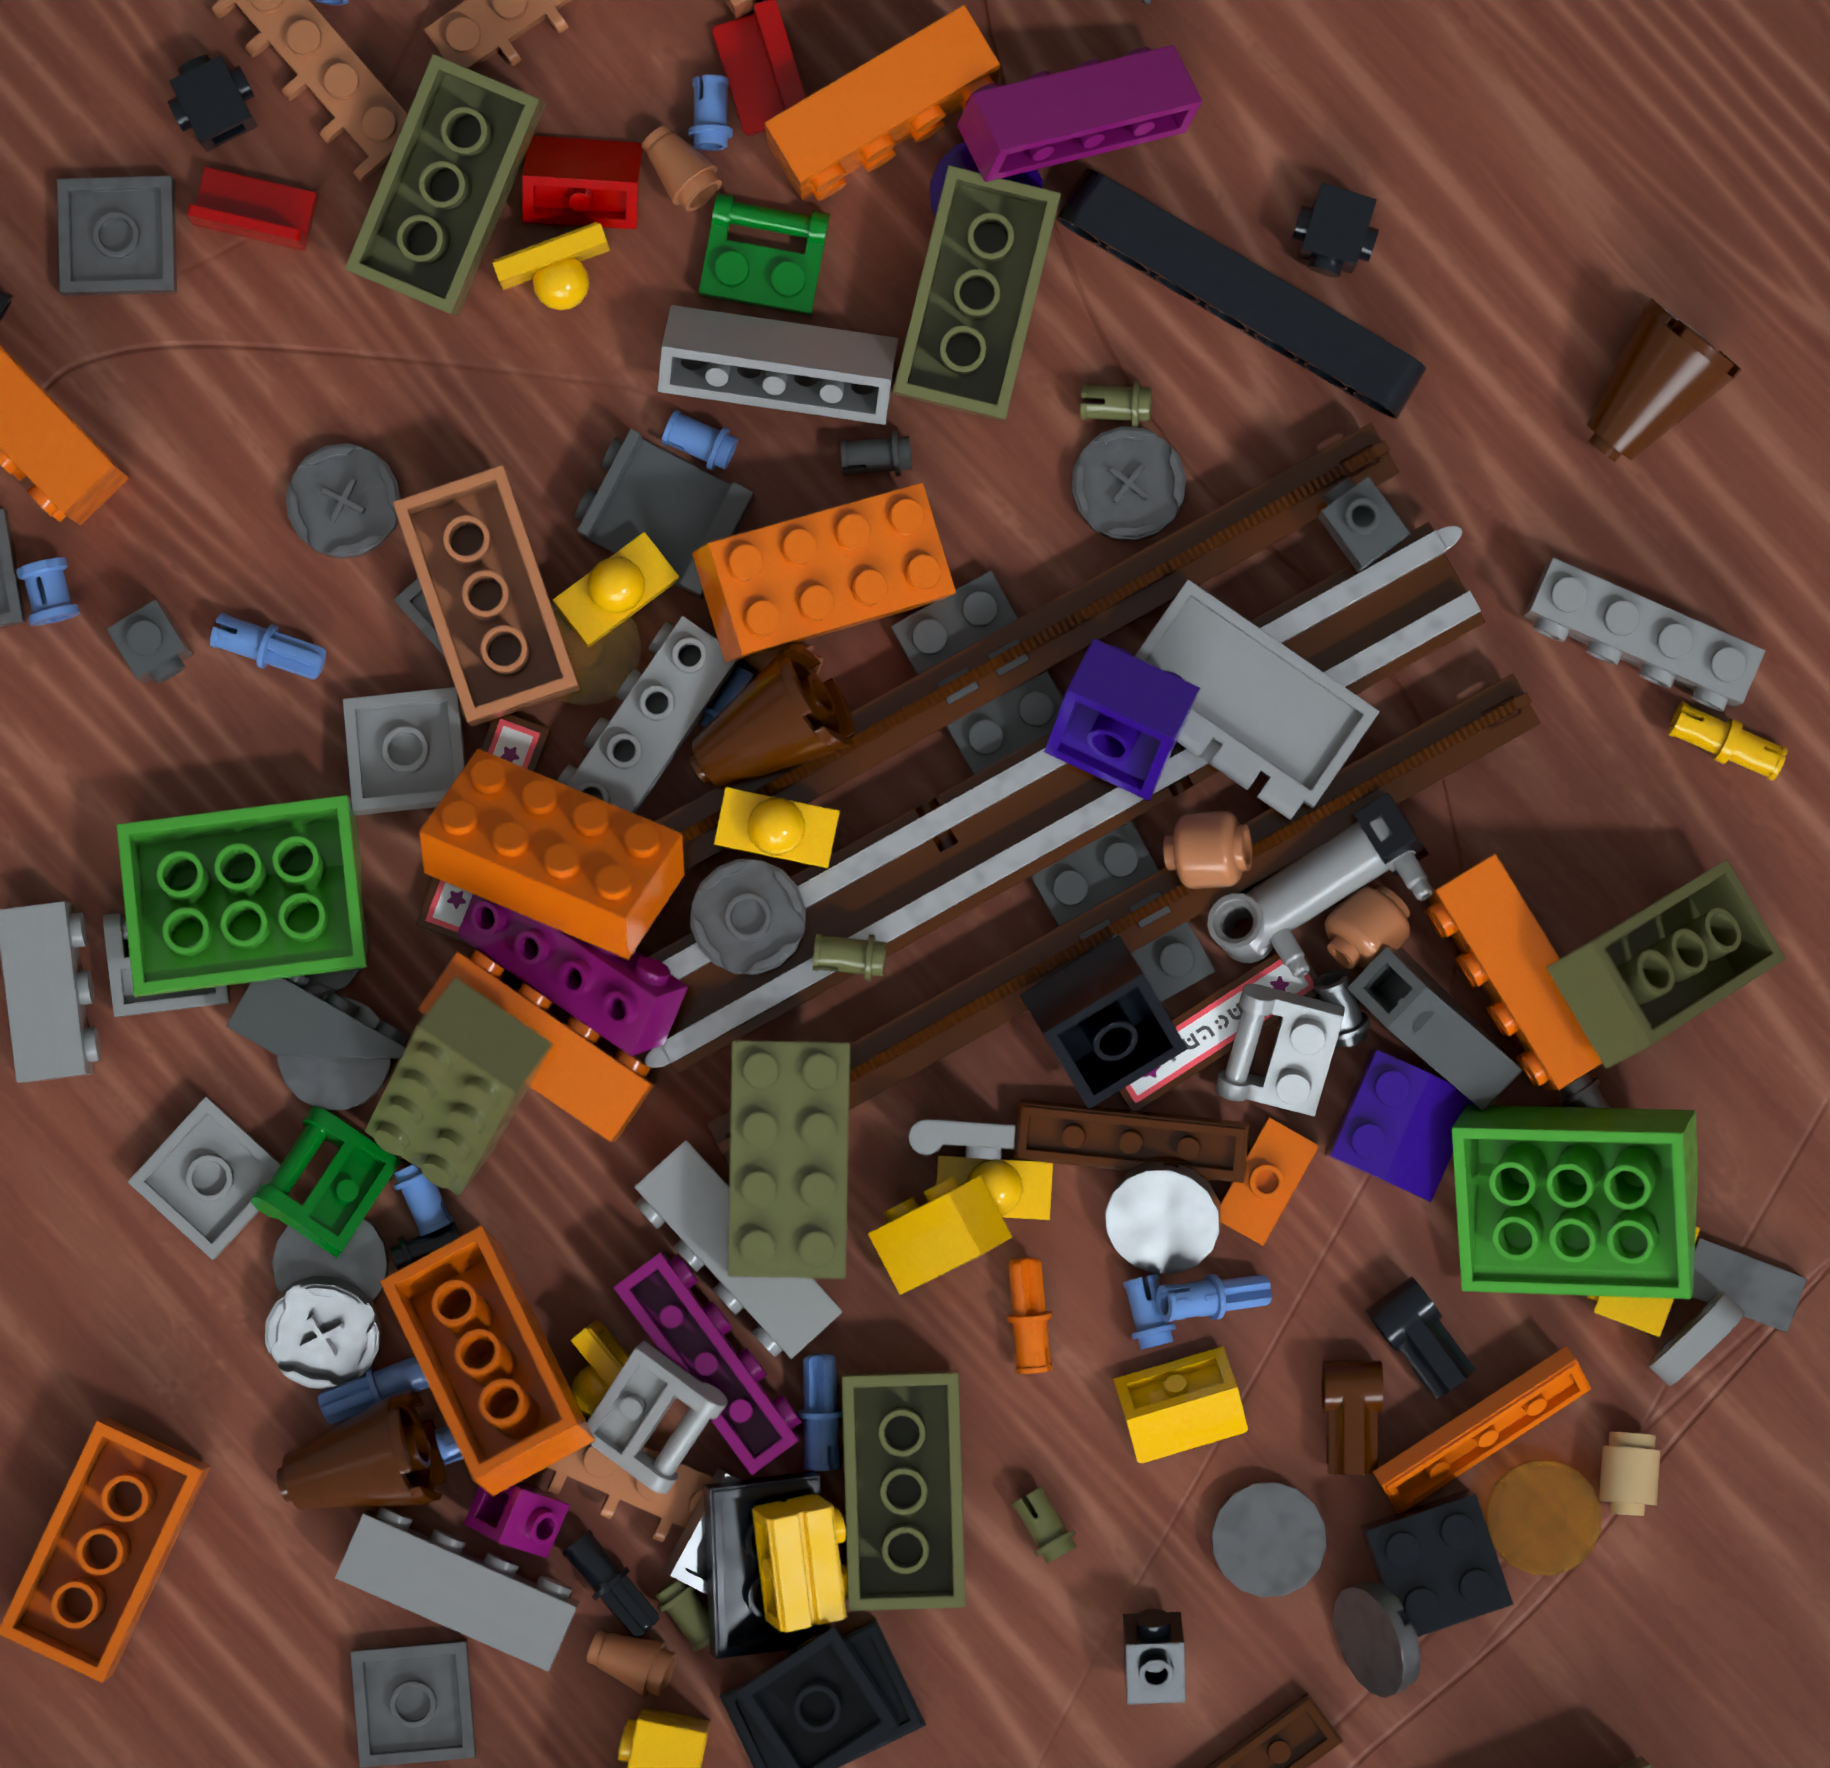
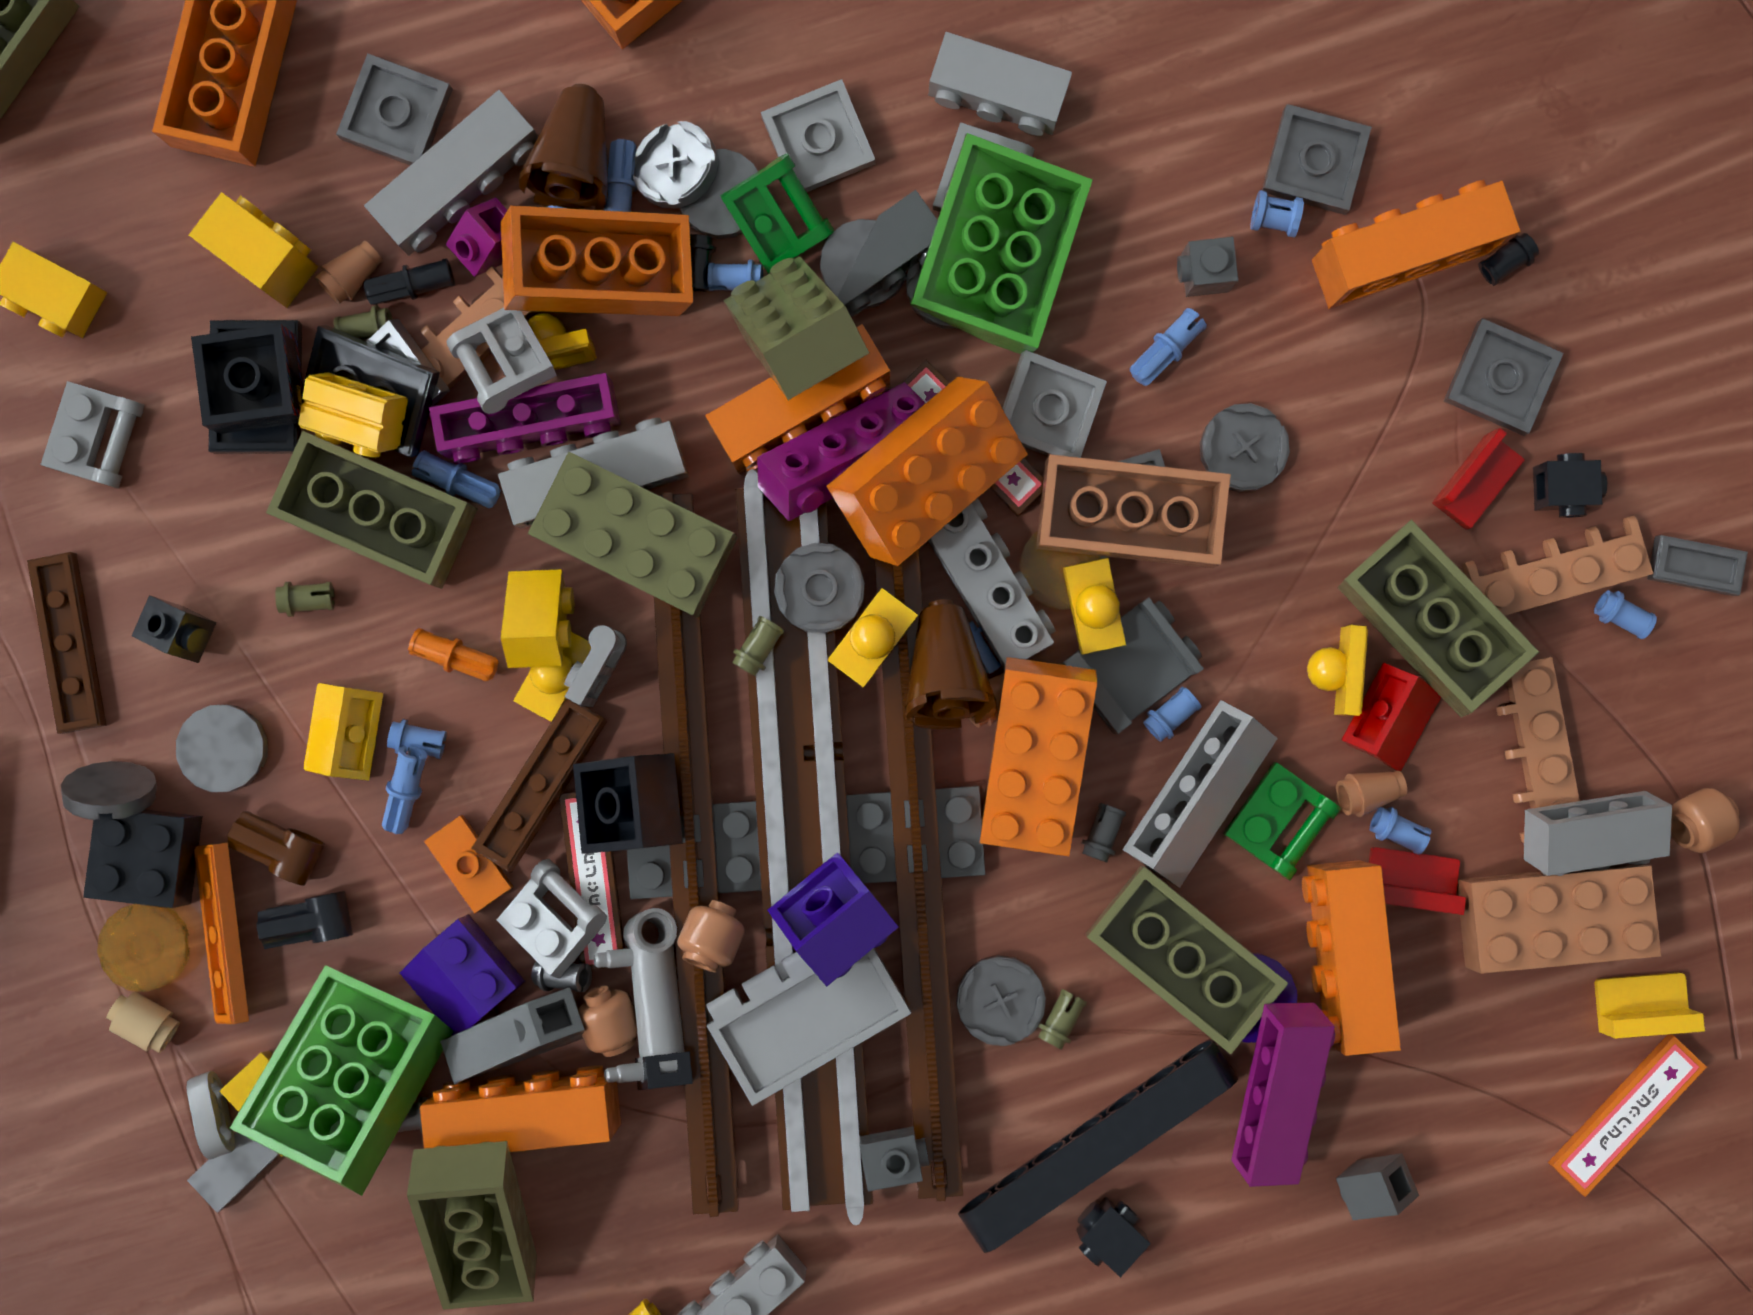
camera: 120 degrees right, 0 degrees up
(1163, 1218) = (475, 780): tile -> none

